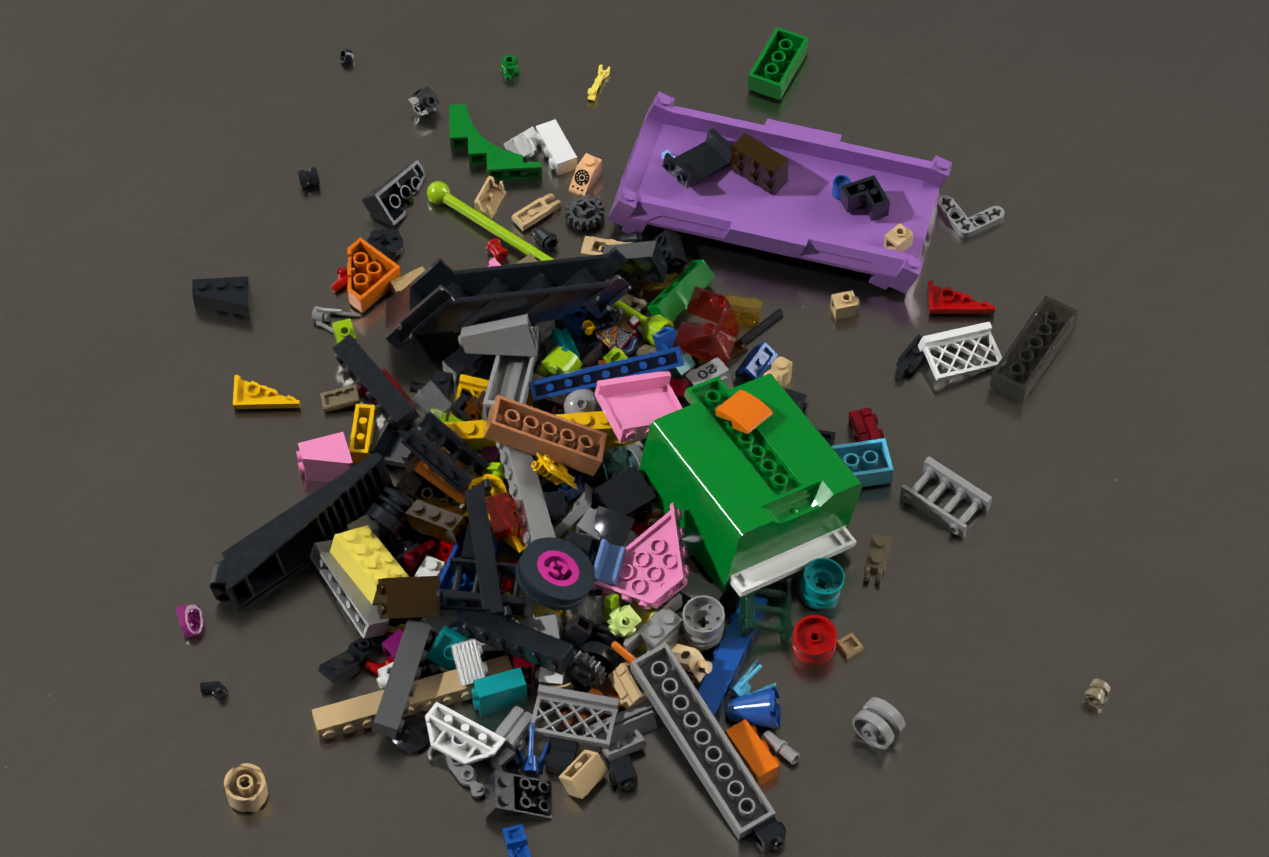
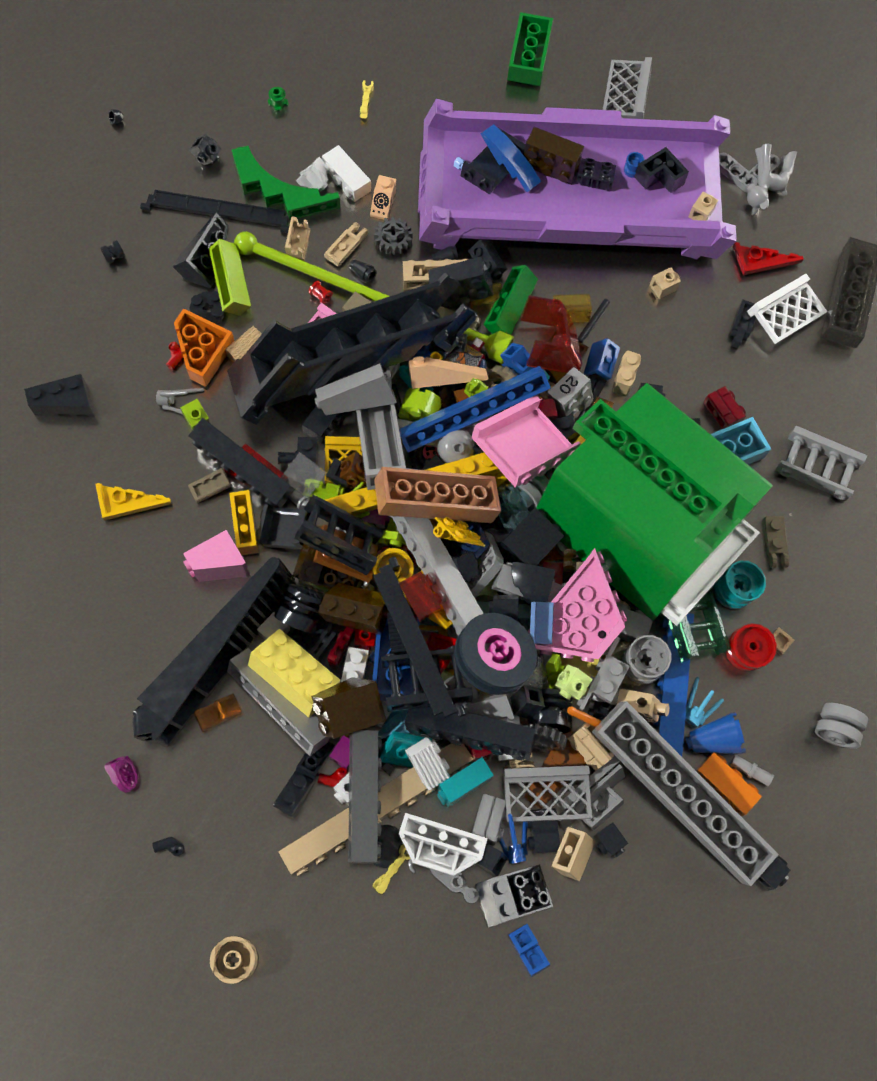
camera: 20 degrees left, 15 degrees up
(289, 592) = (217, 713): none -> clear orange slope
(398, 761) = (382, 882): none -> light yellow piece
(413, 219) = (229, 277): none -> lime brick
(425, 157) = (223, 208): none -> black piece
(579, 335) = (435, 372): none -> light nougat wedge
(717, 157) = (511, 157): none -> blue slope
(744, 411) = (641, 435): orange slope -> none
(805, 188) = (597, 171): none -> black hinge
(884, 121) = (642, 87): none -> light grey fence
(967, 241) = (758, 195): none -> light grey animal

